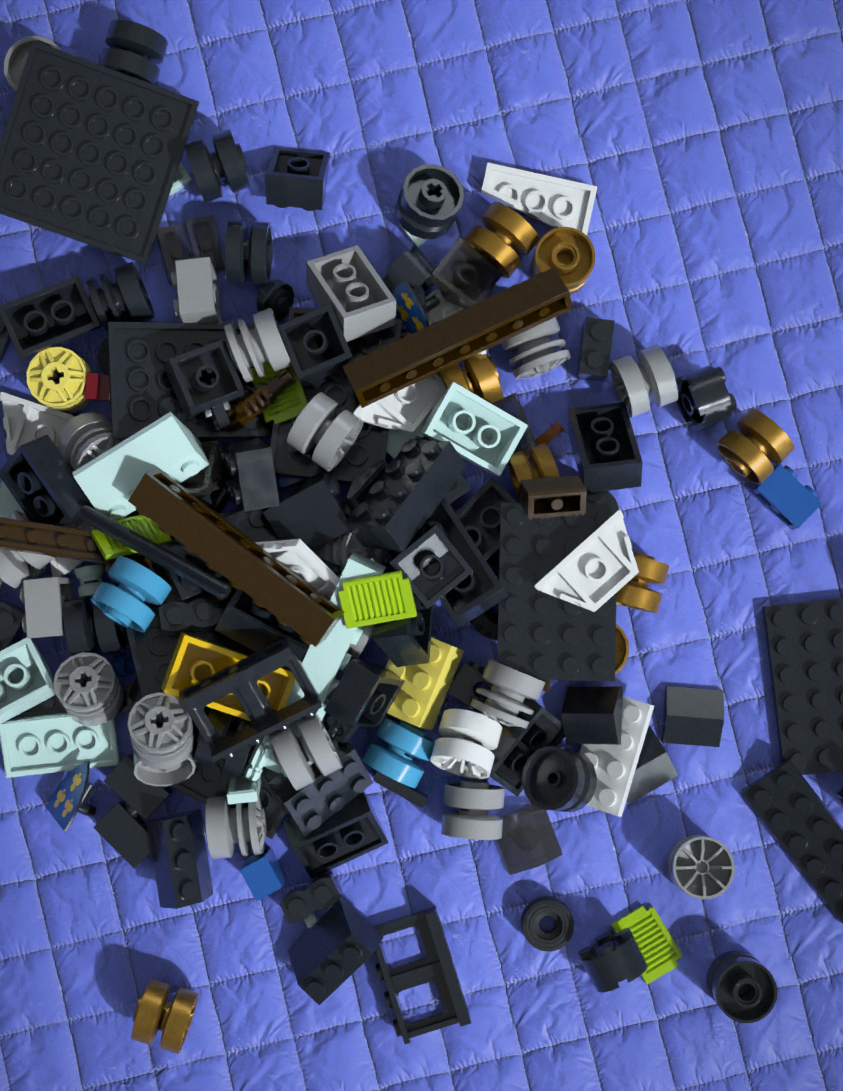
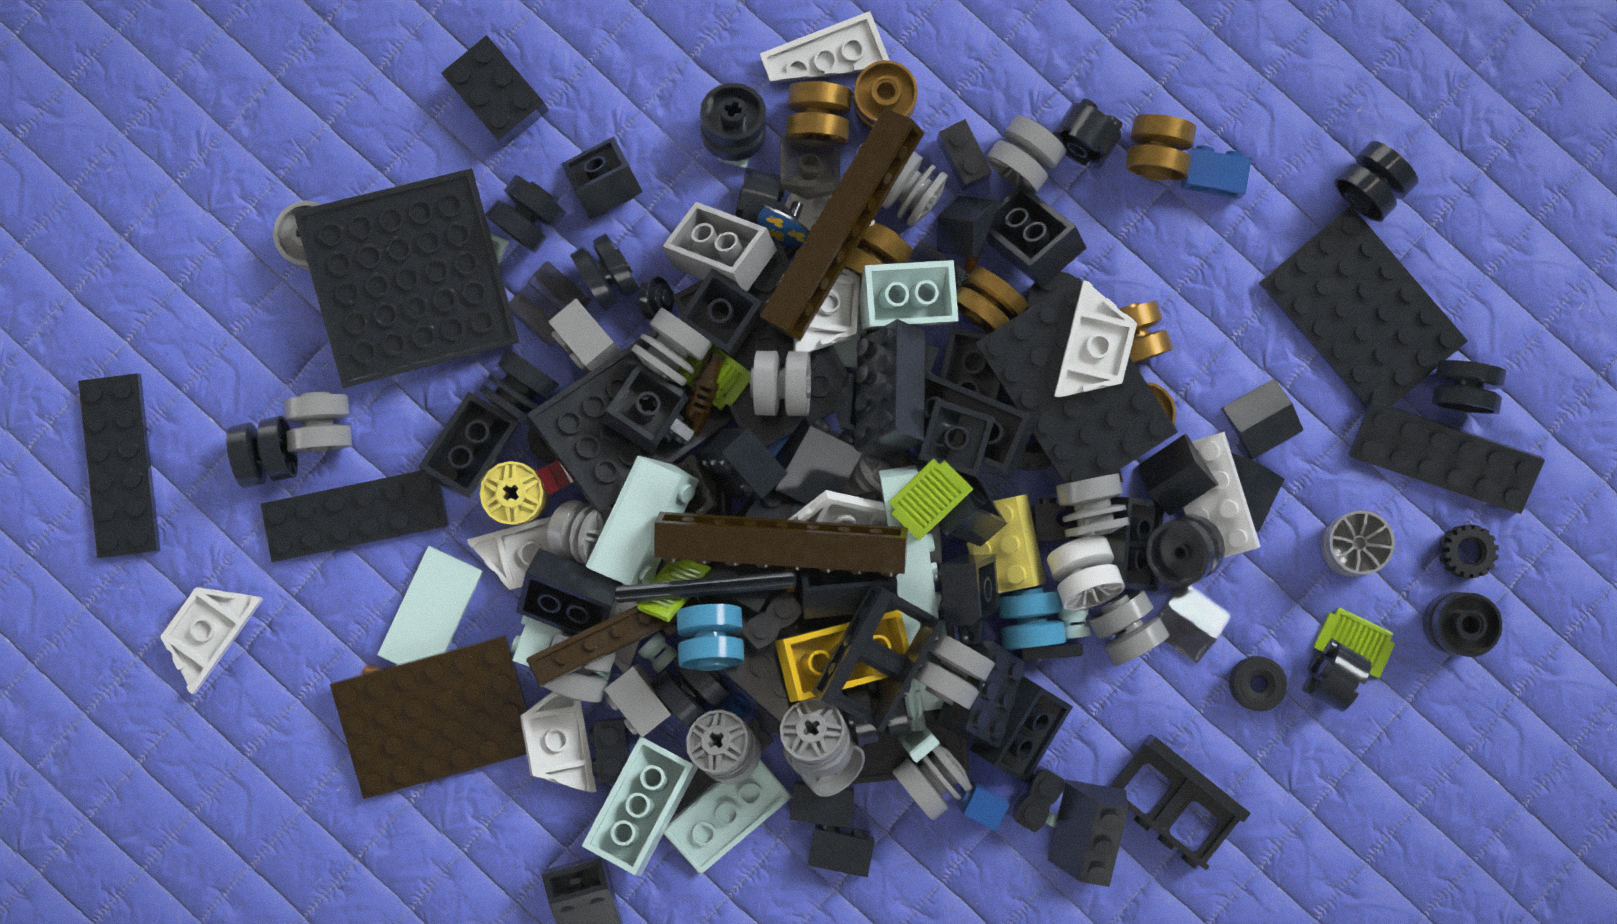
camera: 30 degrees left, 0 degrees up
(71, 797) = (768, 852): shield -> none
(134, 50) = (383, 161): black wheel -> none
(180, 859) = (902, 842): black slope -> none
(259, 54) = (495, 91): none -> black brick
(431, 784) = (1075, 630): none -> light aqua wheel
(553, 497) = (1018, 307): dark brown brick -> none
(558, 405) = (965, 225): none -> black slope
(798, 944) = (1486, 546): none -> black tyre

